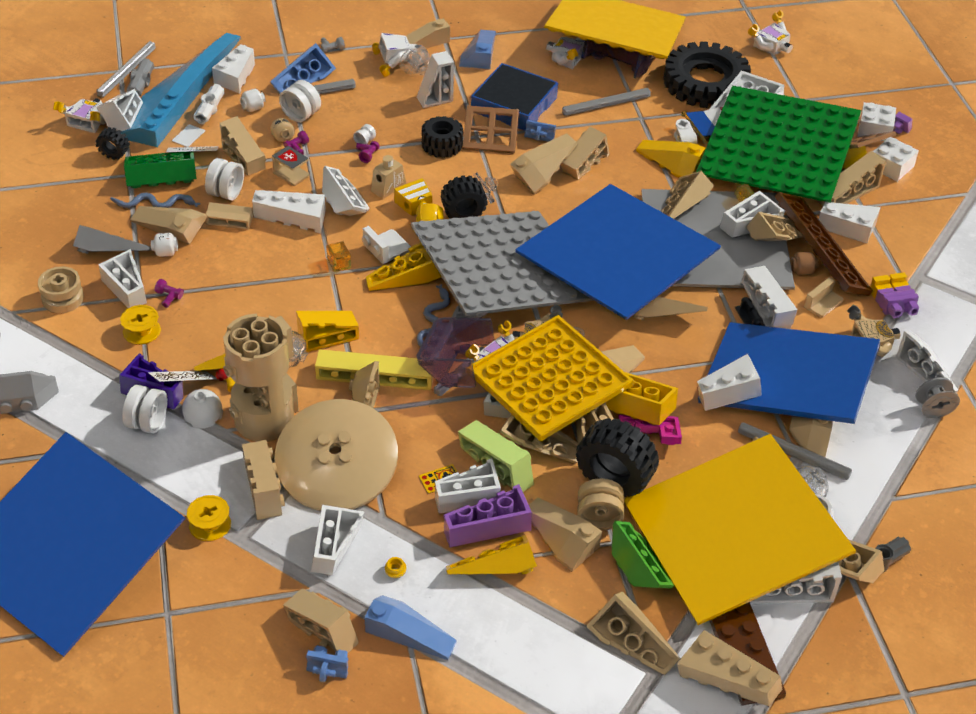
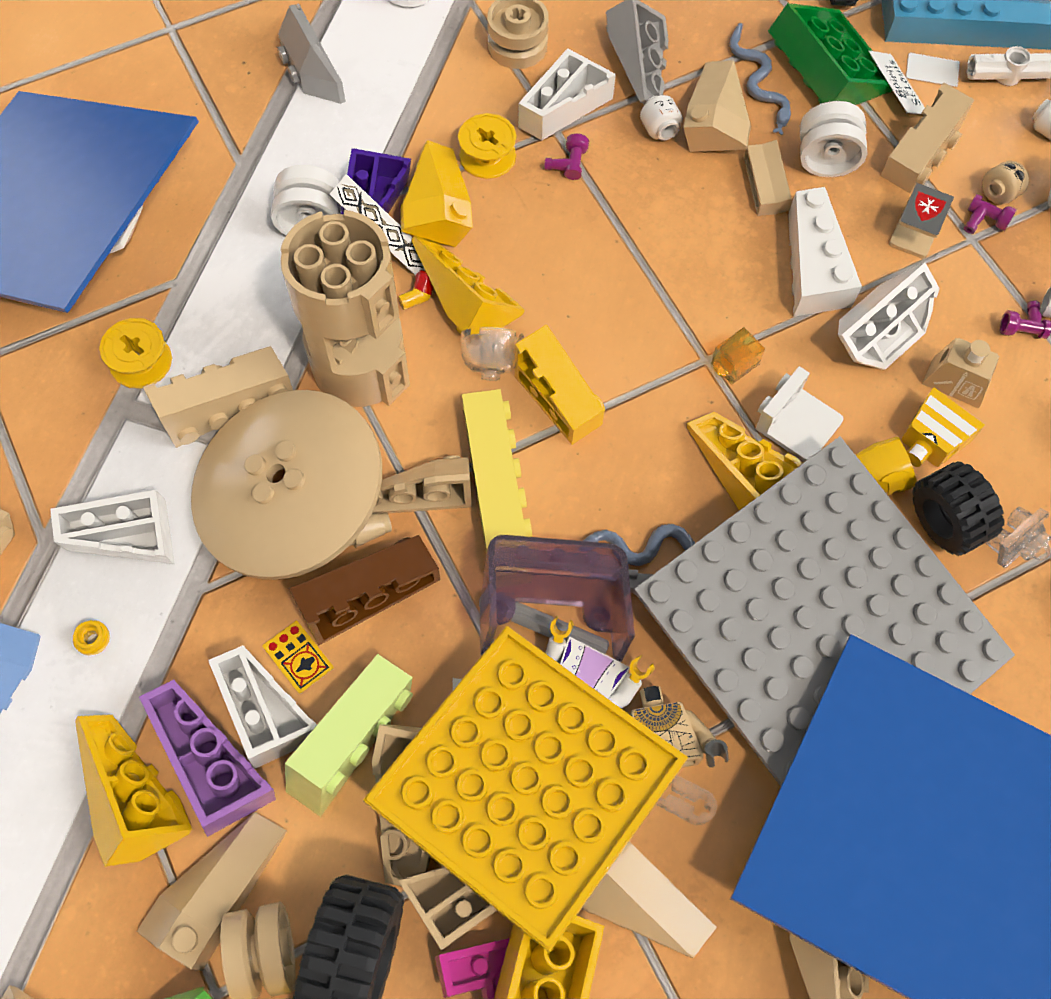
camera: 75 degrees right, 20 degrees up
(176, 351) = (437, 198): none -> yellow wedge
(416, 435) = (364, 587): none -> reddish brown wedge

